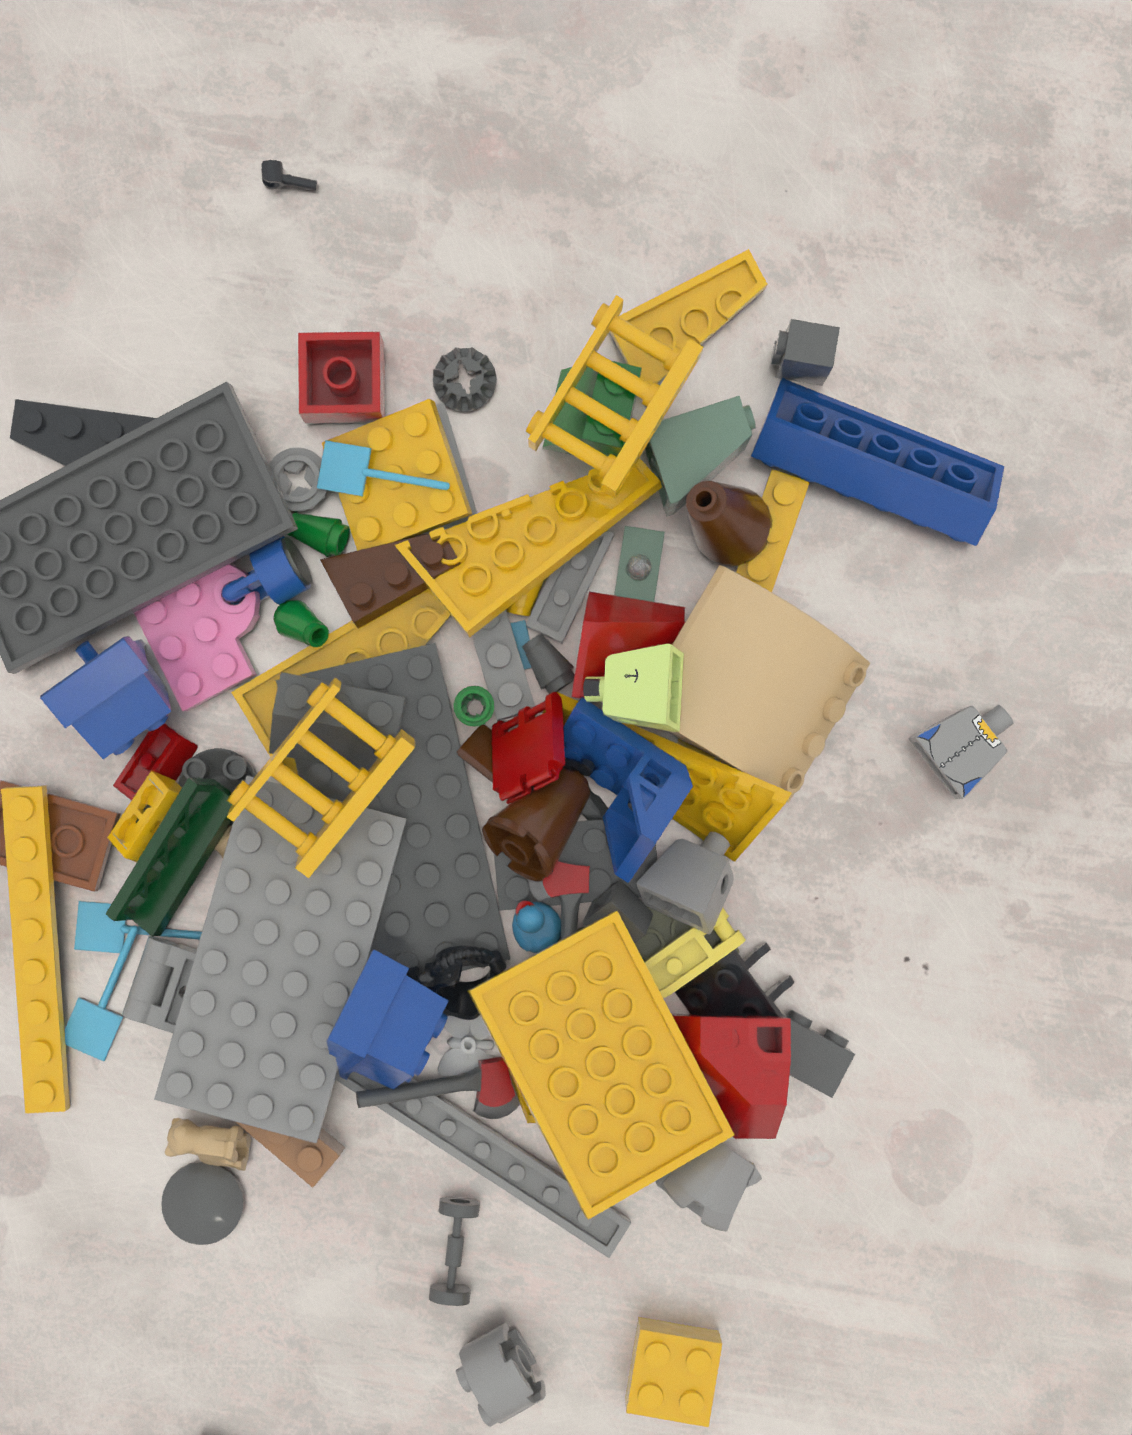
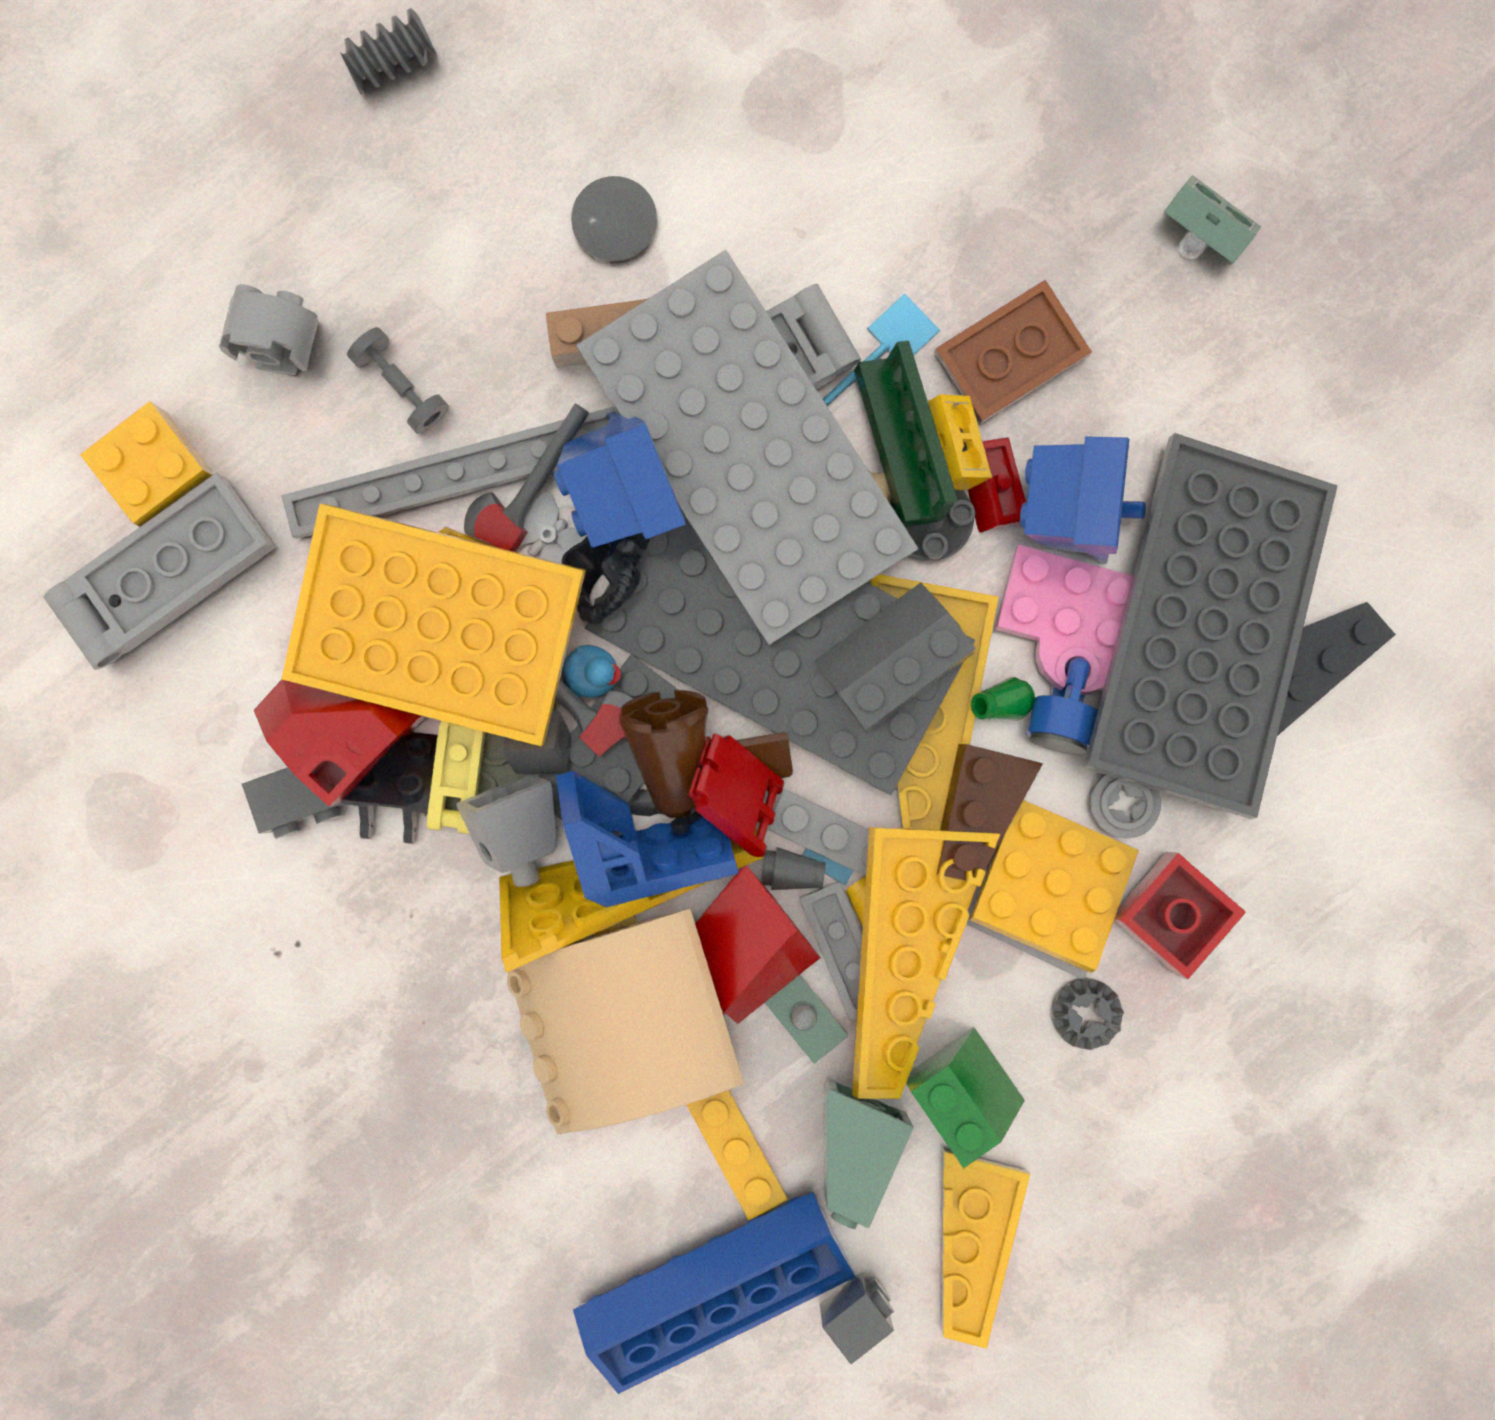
camera: 135 degrees right, 0 degrees up
(35, 949) = (932, 263): yellow plate -> none
(91, 1025) = (830, 254): medium azure piece -> none
(210, 1143) = (654, 263): tan animal -> none
(274, 178) = (1394, 1008): black hand -> none
(321, 533) = (1063, 783): green cone -> none
(336, 815) = (818, 590): yellow fence -> none
(346, 469) = (1098, 851): medium azure piece -> none
(471, 694) = (824, 776): green cone -> none
(641, 687) = (700, 928): yellowish green torso -> none
(655, 397) = (928, 1157): yellow fence -> none
(711, 1185) = (259, 626): light grey piece -> none
(728, 522) = (774, 1123): reddish brown cone -> none
(740, 1295) = (158, 571): none -> light grey hinge
(963, 747) = (421, 1147): light grey torso -> none

